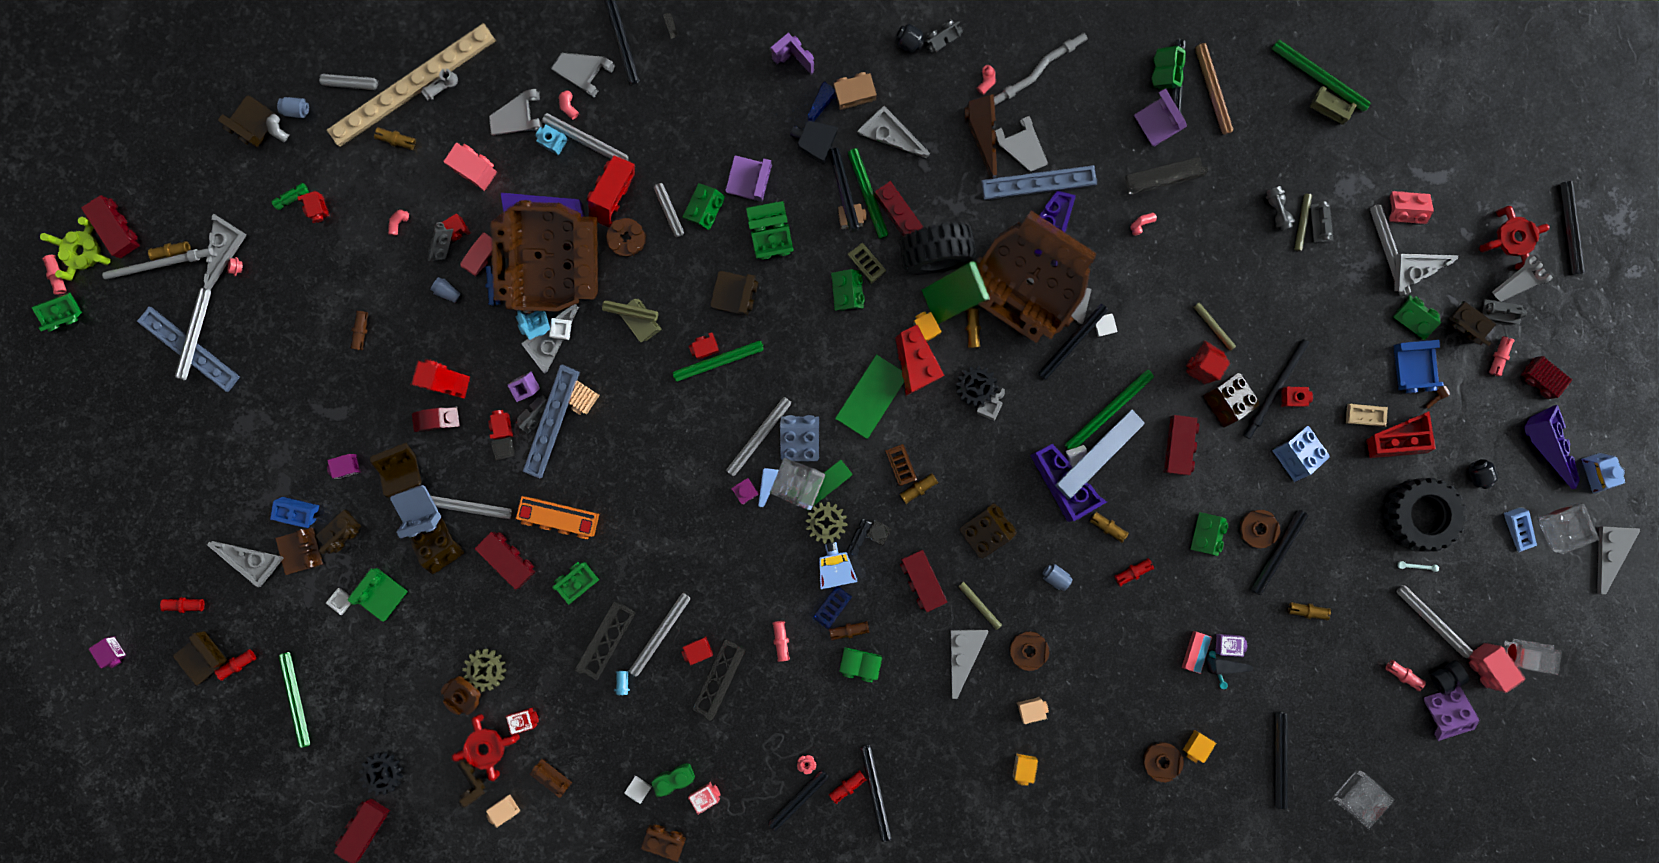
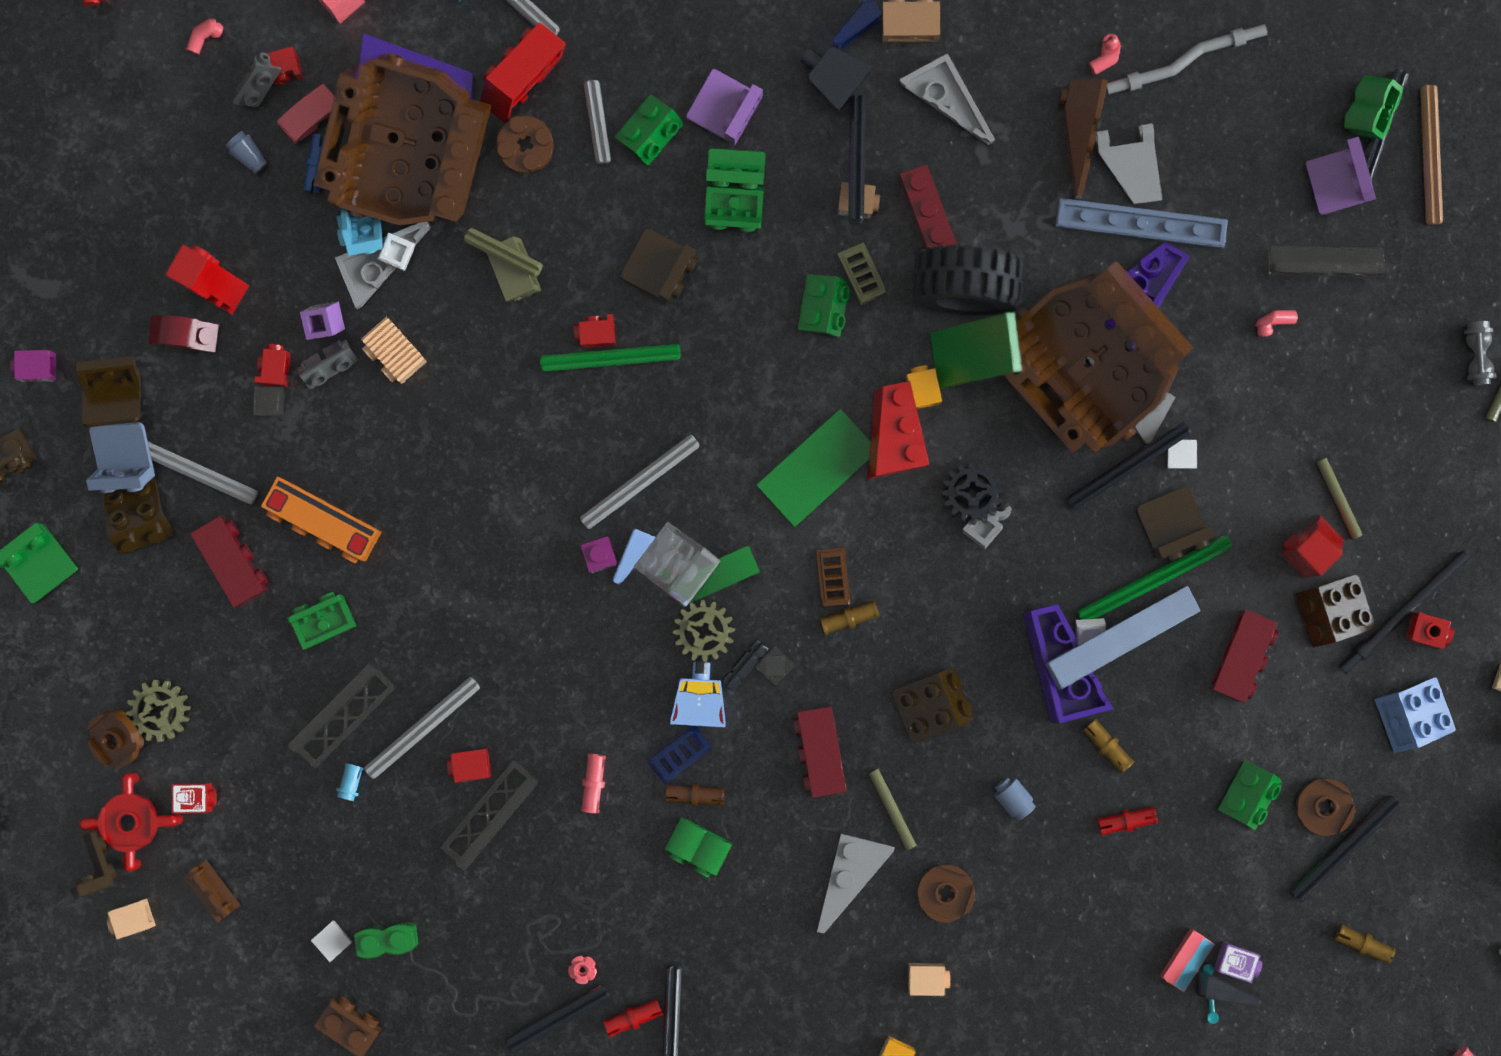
camera: 15 degrees right, 0 degrees up
(359, 330) = (108, 177): reddish brown pin -> none
(551, 421) = (347, 380): sand blue tile -> none
(704, 797) = (424, 977): coral brick -> none
(799, 438) = (698, 499): sand blue bracket -> none
(868, 193) = (890, 173): green axle -> none
(973, 328) = (990, 408): pearl gold pin -> none
(1113, 372) = (1174, 524): none -> dark brown bracket

